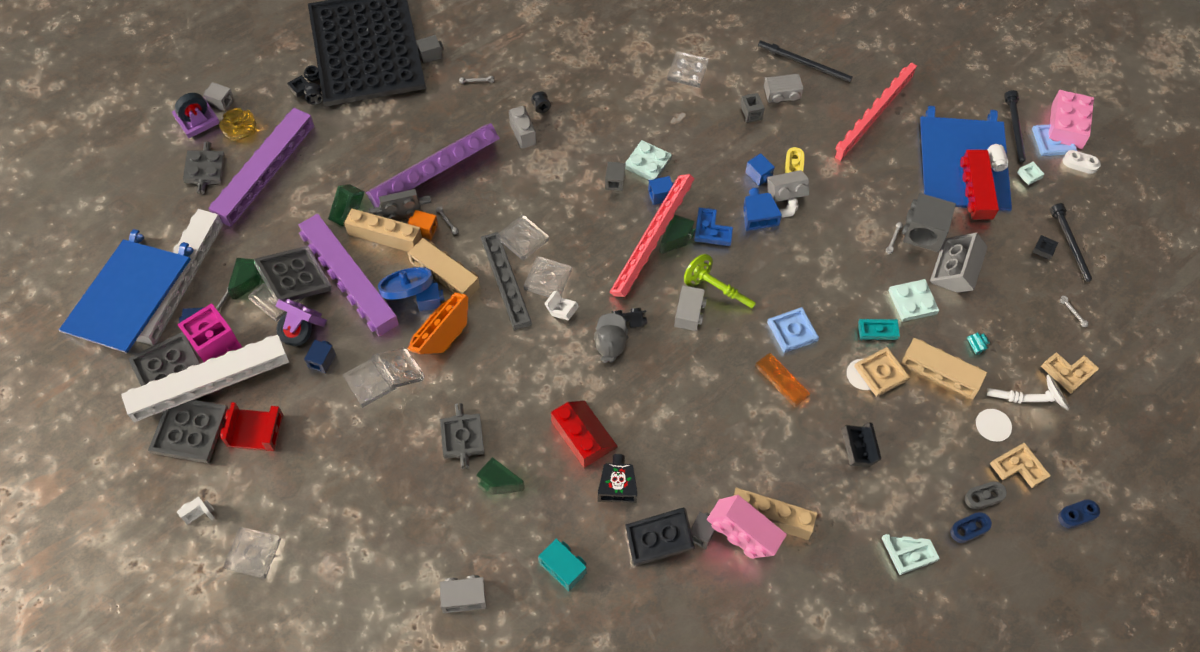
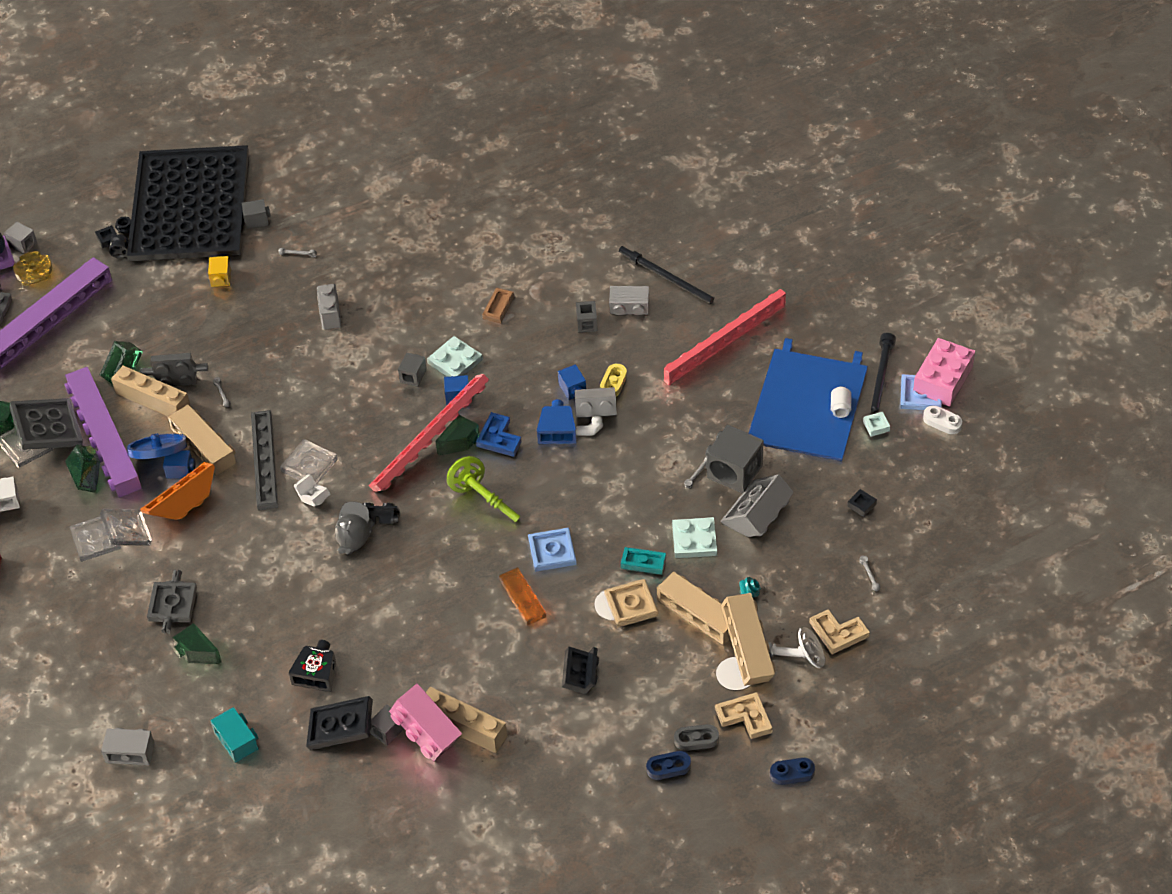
camera: 15 degrees right, 10 degrees down
(295, 326) = (35, 473): plate -> none
(320, 356) = (52, 506): dark blue brick -> none
(341, 313) = (84, 467): none -> clear green slope
(413, 106) = (219, 271): none -> yellow brick
(427, 223) = (197, 392): orange brick -> none
(435, 163) = (227, 330): medium lavender brick -> none
(522, 237) = (294, 418): clear plate -> none
(540, 102) = (357, 283): black wheel -> none
(582, 432) = (295, 615): red slope -> none
(670, 107) = (498, 305): none -> medium nougat tile
(688, 69) = (530, 268): clear plate -> none
(689, 308) = (446, 512): light grey brick -> none
(909, 552) = (595, 779): light aqua wing -> none
(979, 185) = (809, 427): red brick -> none
(1003, 394) = (748, 639): none -> tan brick
(1059, 212) = (892, 468): black piece -> none

